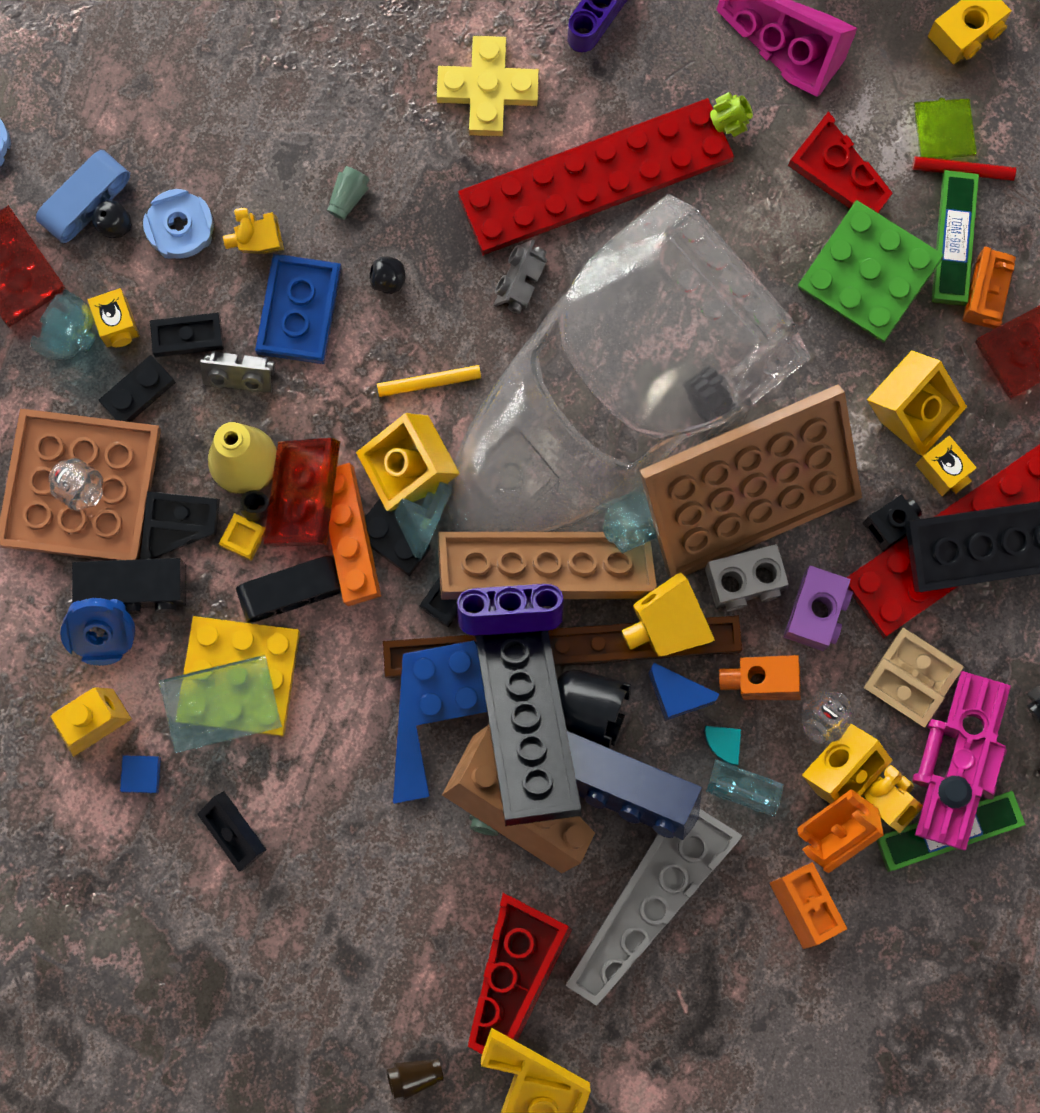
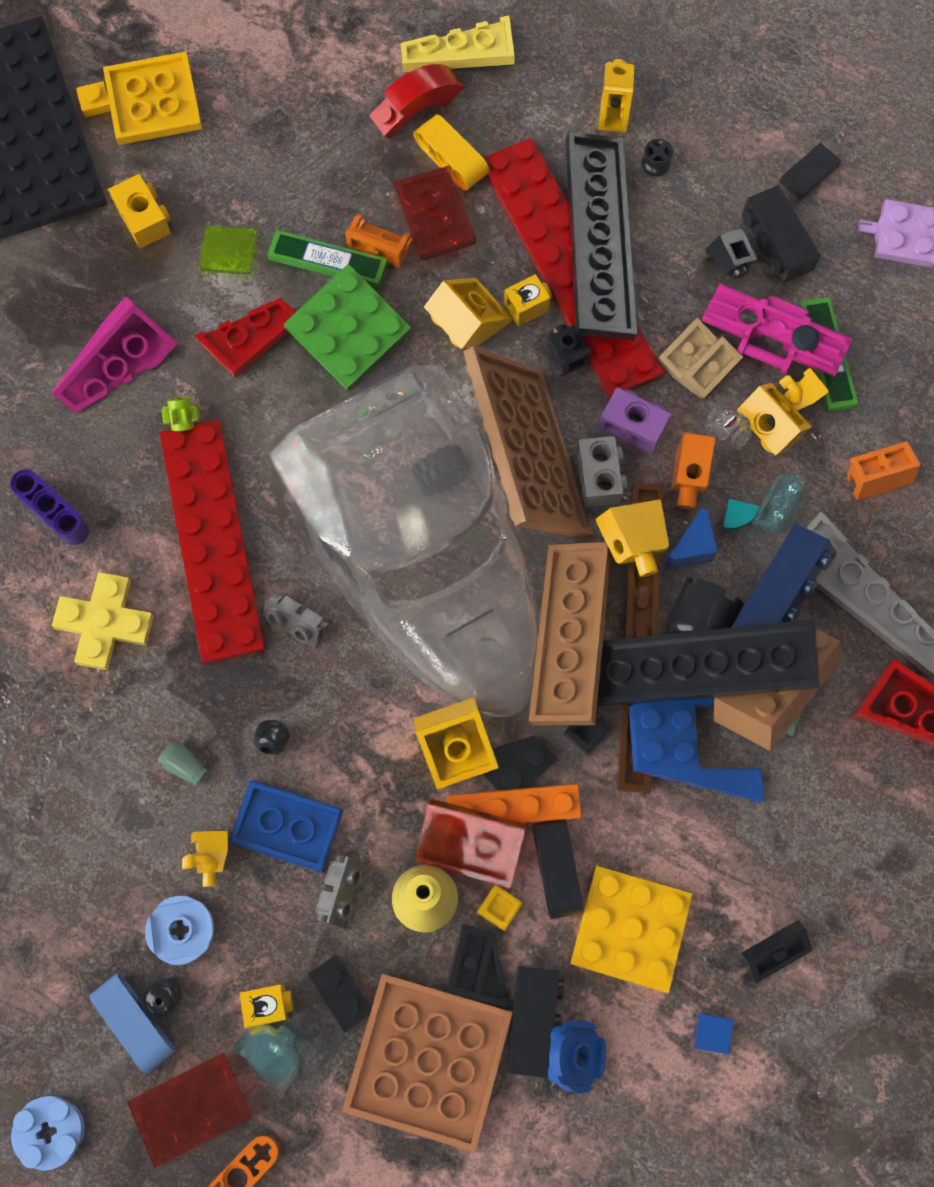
camera: 80 degrees left, 5 degrees down
(76, 484) = (432, 1059): clear head -> none
(89, 718) = (660, 1074): yellow torso -> none
(186, 334) = (294, 936): black plate -> none
(220, 703) = (659, 946): clear light blue piece -> none
(250, 502) = (468, 895): black hinge -> none
(421, 521) = (514, 734): clear light blue slope -> none
(429, 381) = (378, 719): yellow bar -> none
(496, 620) = (605, 652): dark purple beam -> none
(629, 523) = (543, 555): clear light blue brick -> none
(841, 830) = (828, 430): orange hinge -> none
(983, 170) = (272, 226): red bar -> none

